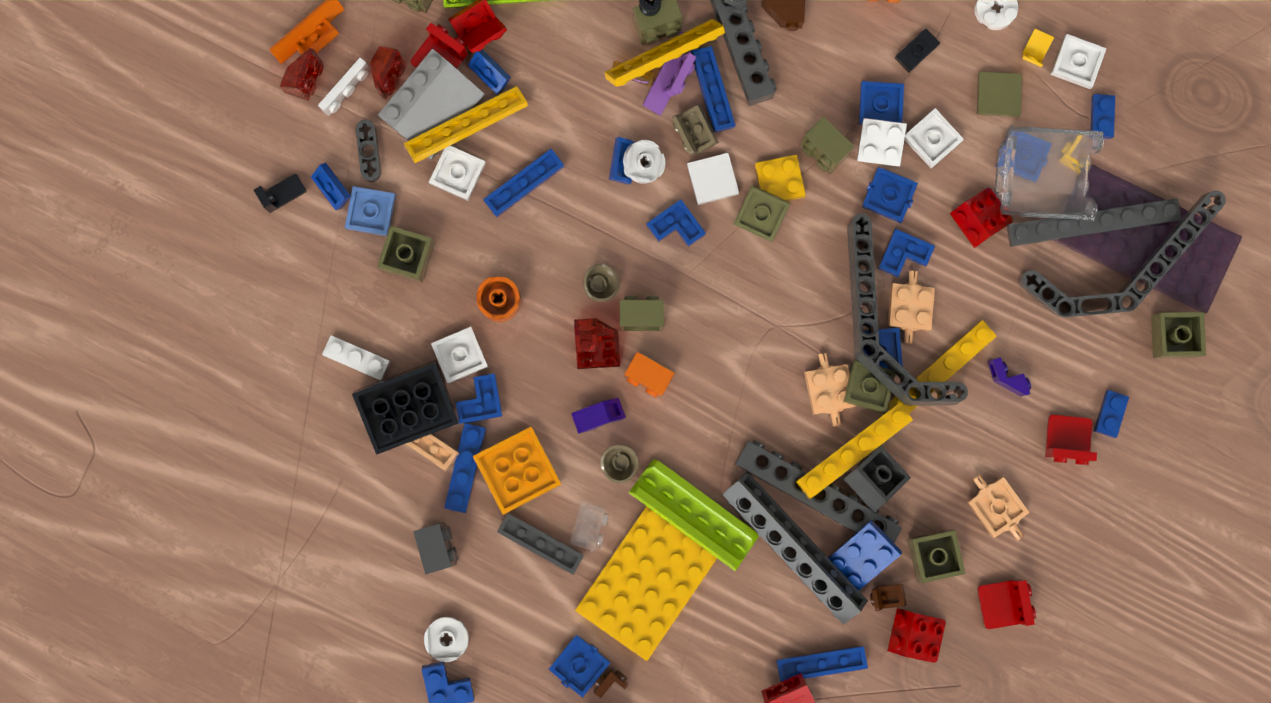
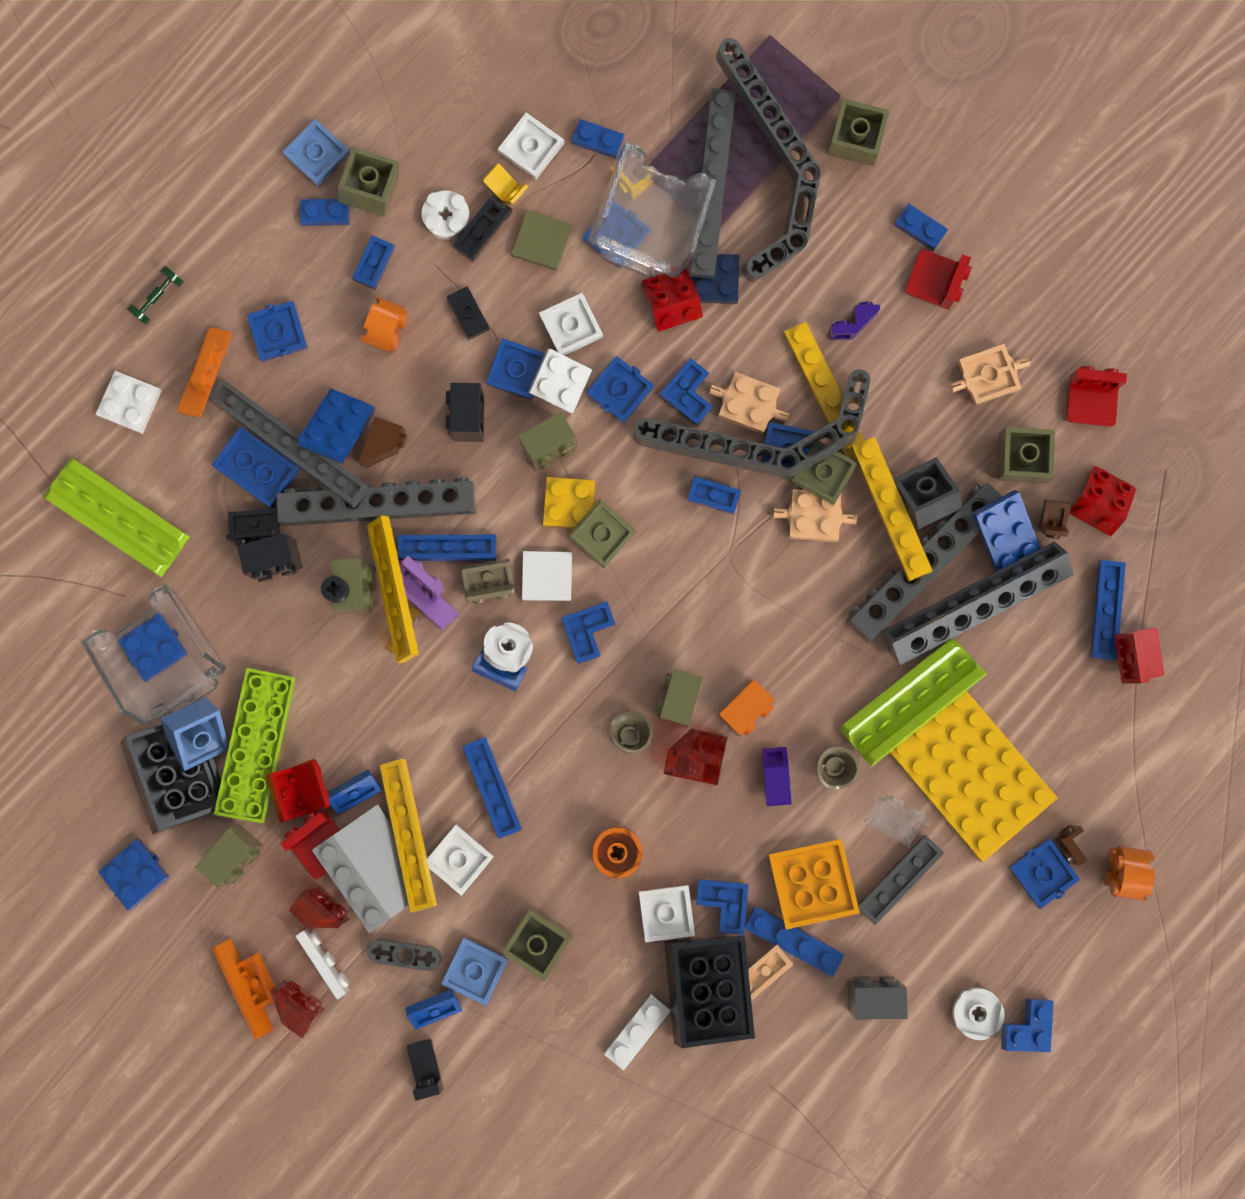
camera: 70 degrees left, 0 degrees up
(822, 298) = (714, 495): none -> blue plate
(831, 70) = (466, 412): none -> black brick
(994, 41) = (482, 228): none -> black plate
(1009, 258) = (724, 286): none -> dark blue plate

